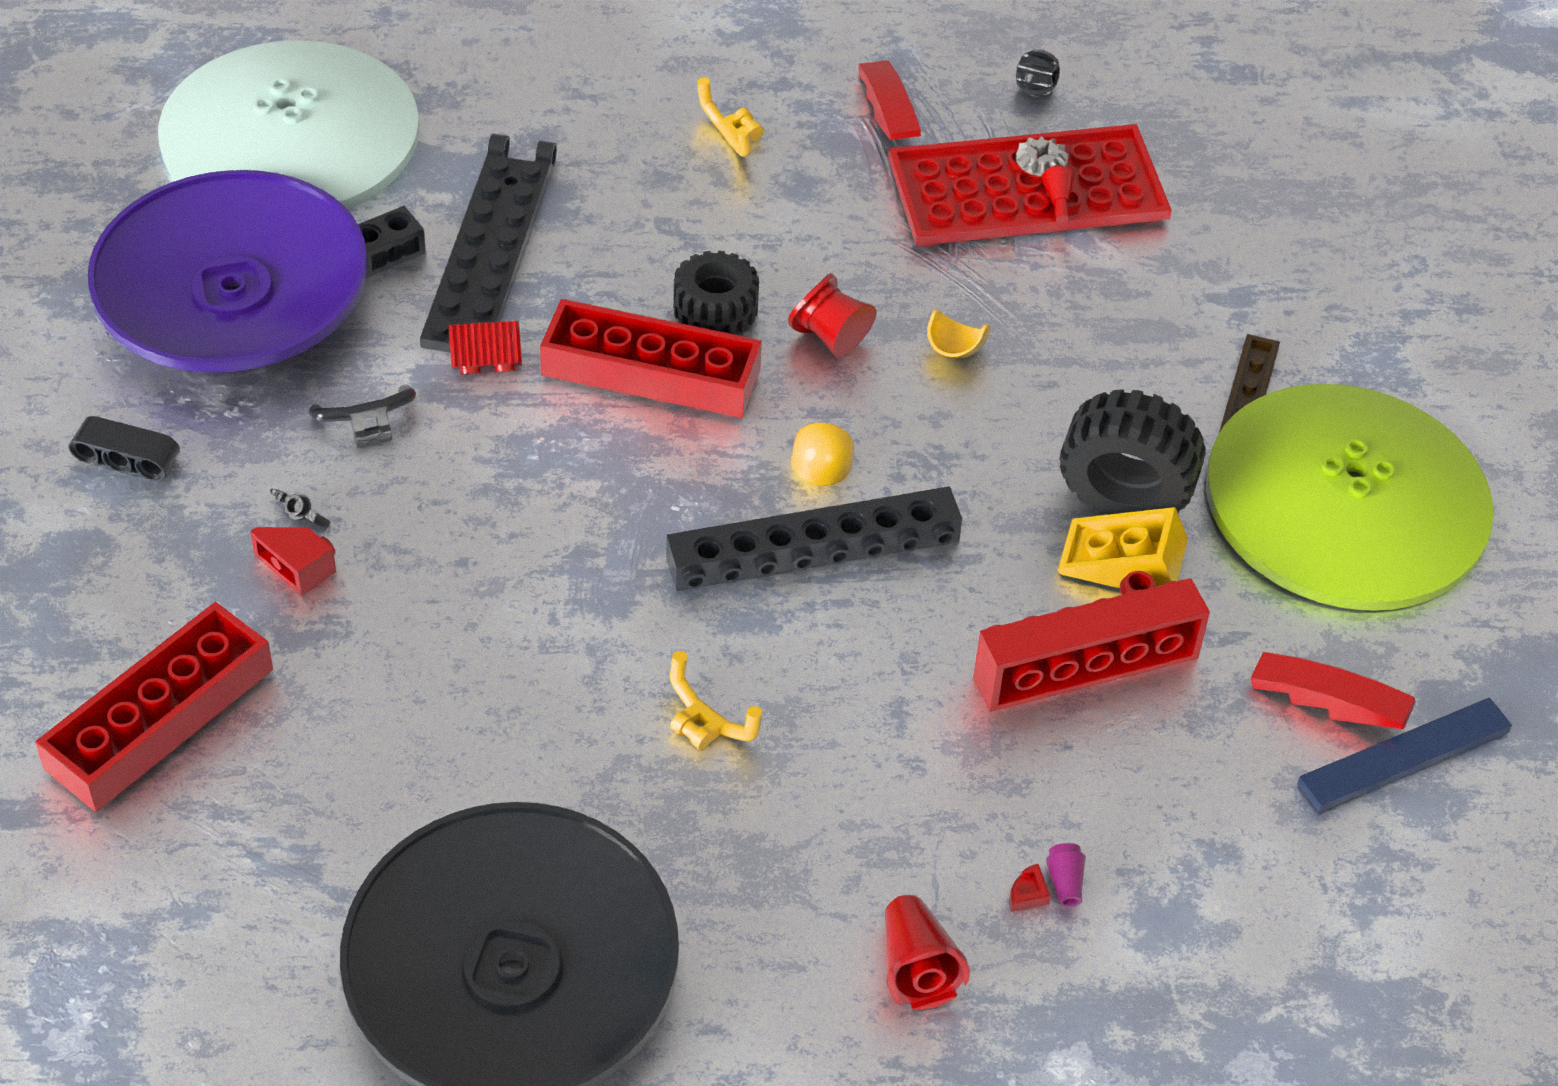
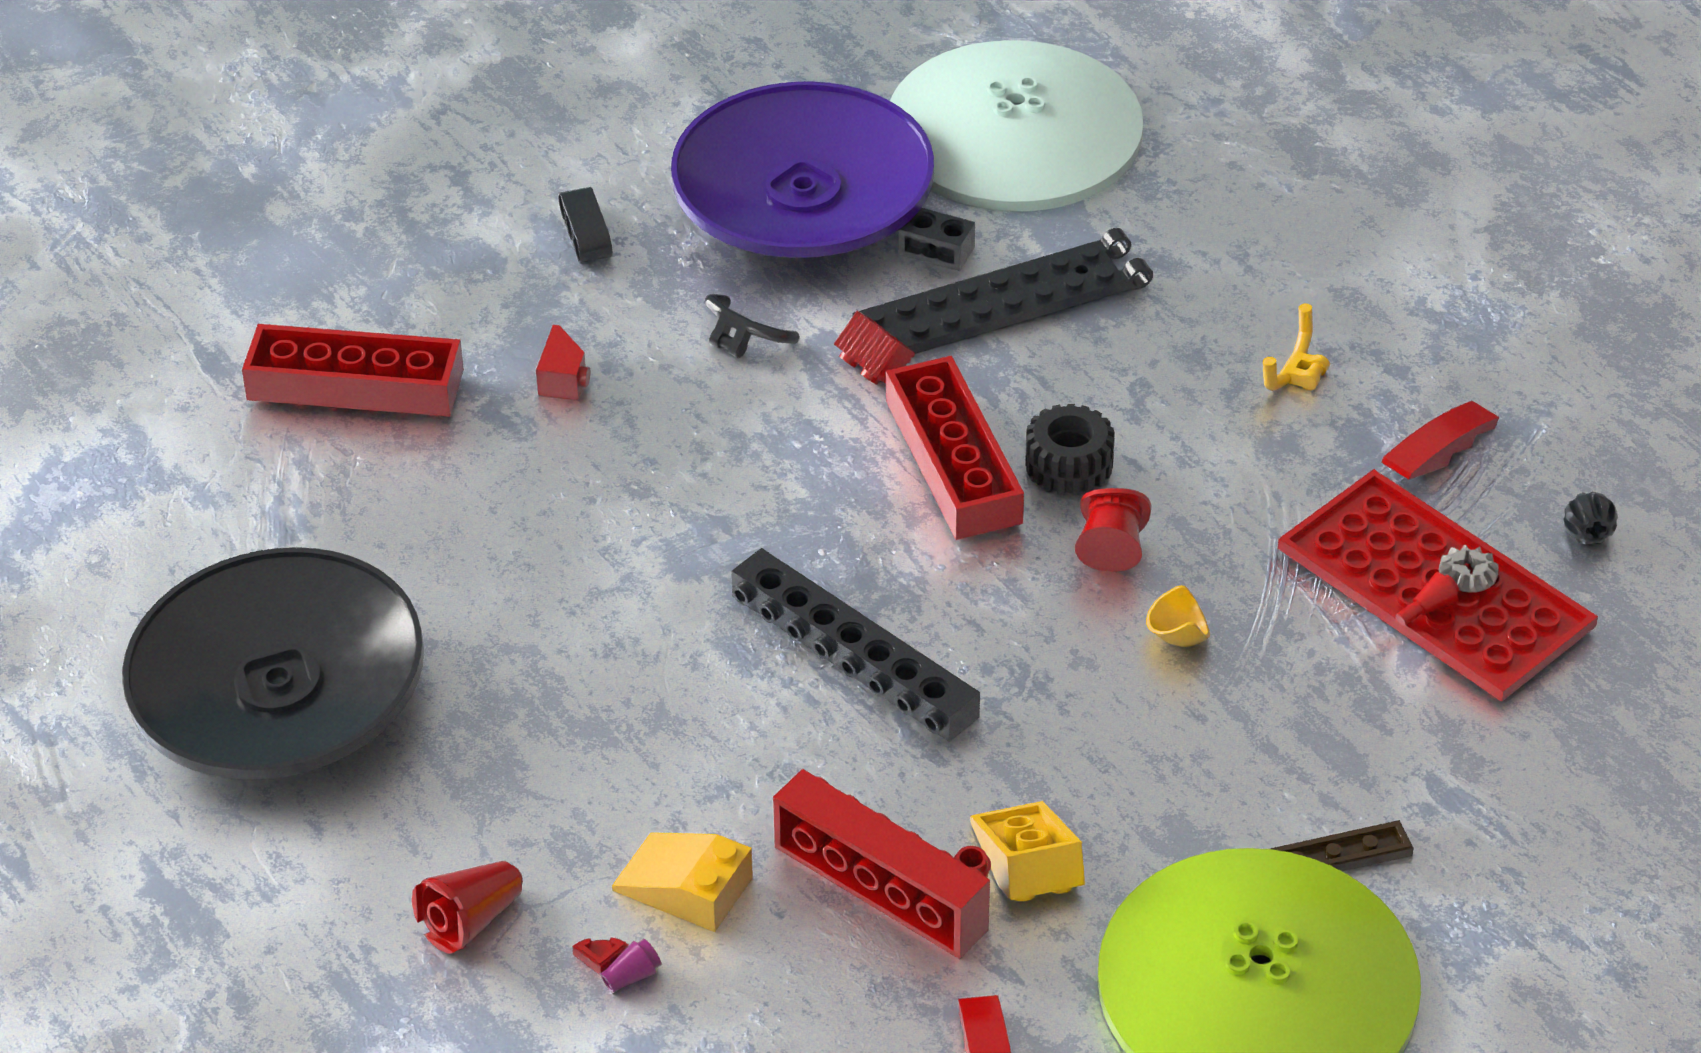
camera: 60 degrees right, 5 degrees down
(299, 507) = (616, 345): piece -> none
(697, 711) = (613, 667): yellow piece -> none
(822, 454) = (957, 607): yellow helmet -> none
(990, 782) = (688, 876): none -> yellow slope
(1138, 427) = (1106, 780): black tyre -> none

